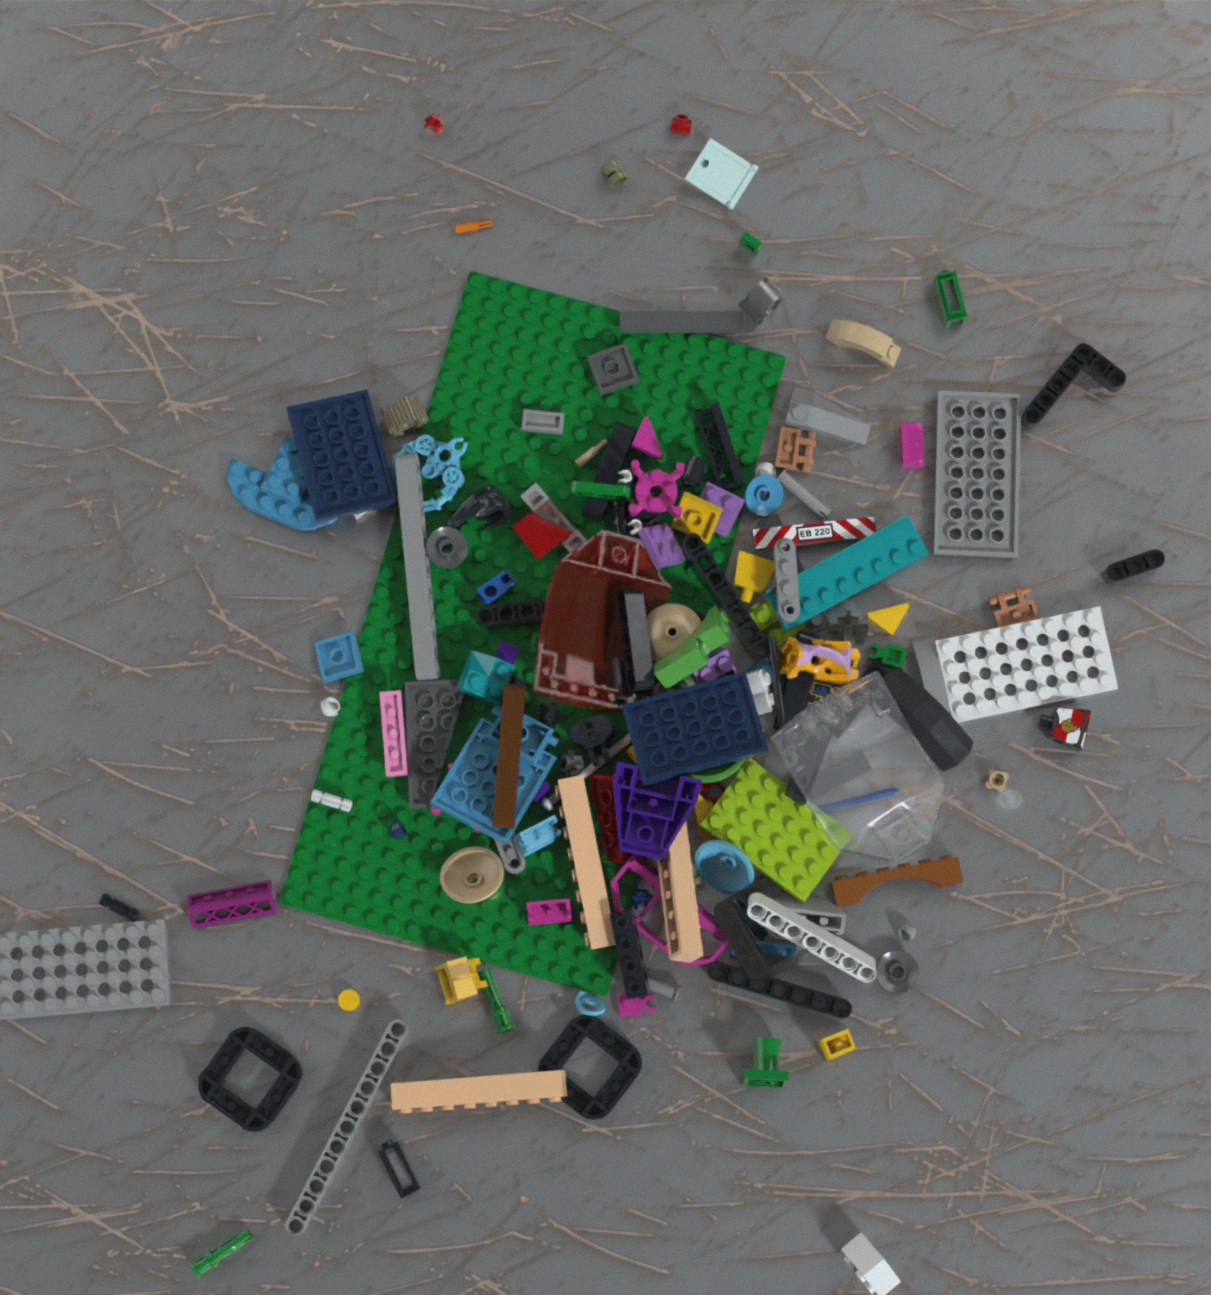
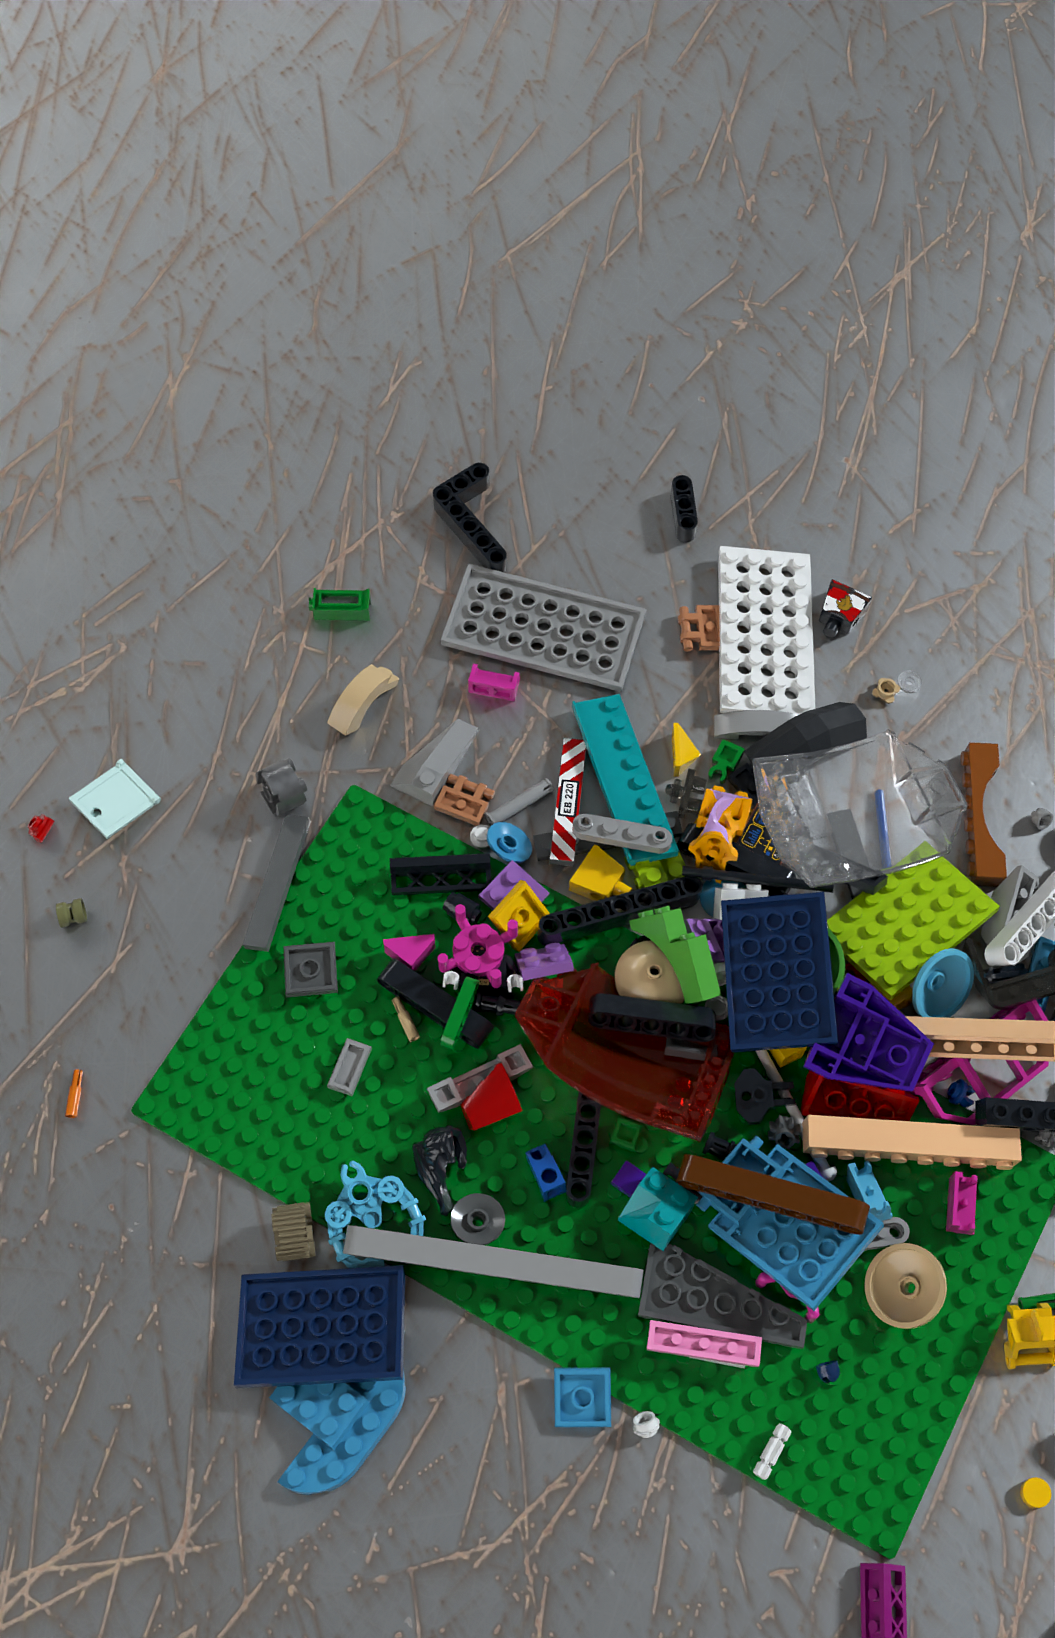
camera: 80 degrees left, 15 degrees down
(750, 243) = (209, 786): green tile -> none

